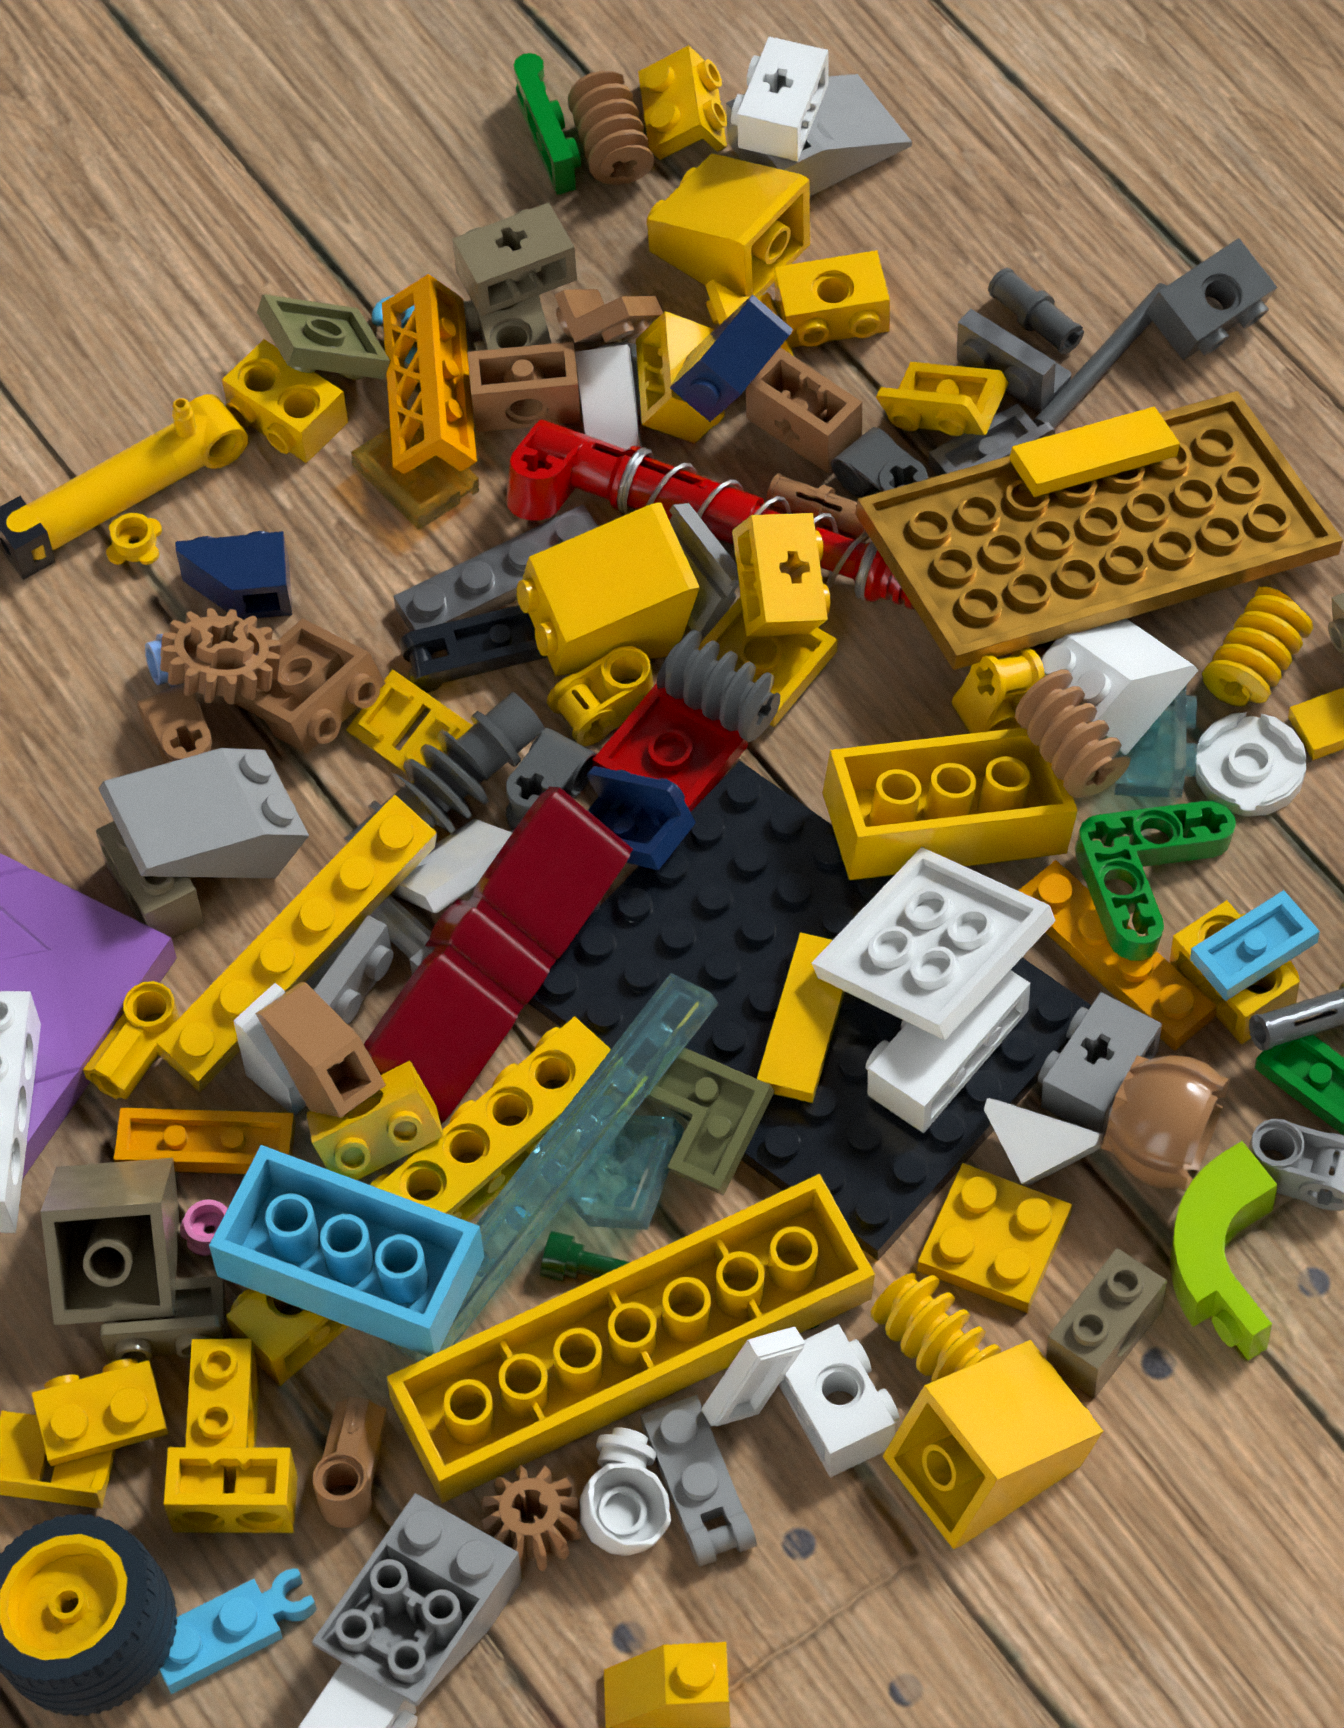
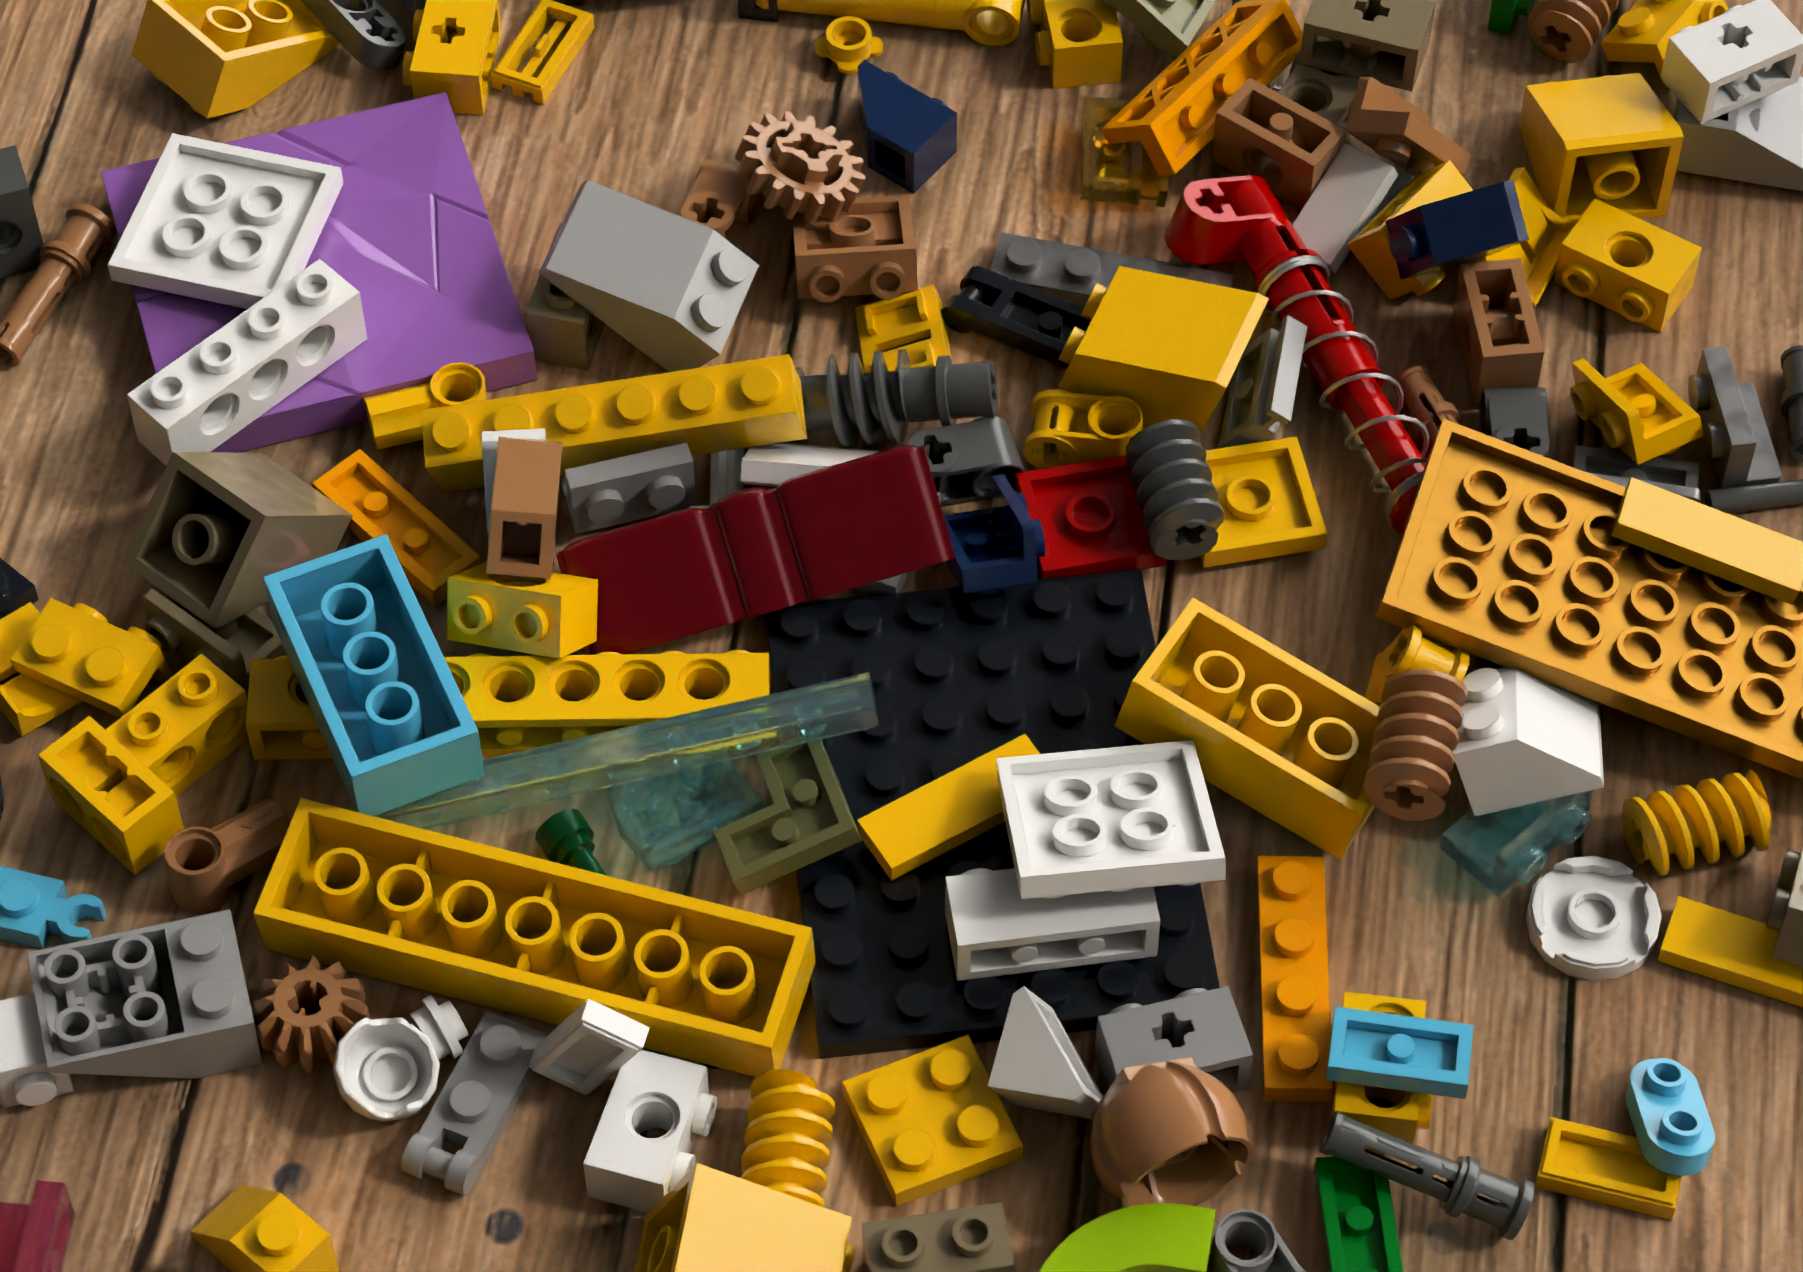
camera: 40 degrees right, 5 degrees down
(780, 574) = (1323, 398): yellow brick -> none
(1133, 852) = (1378, 898): green beam -> none

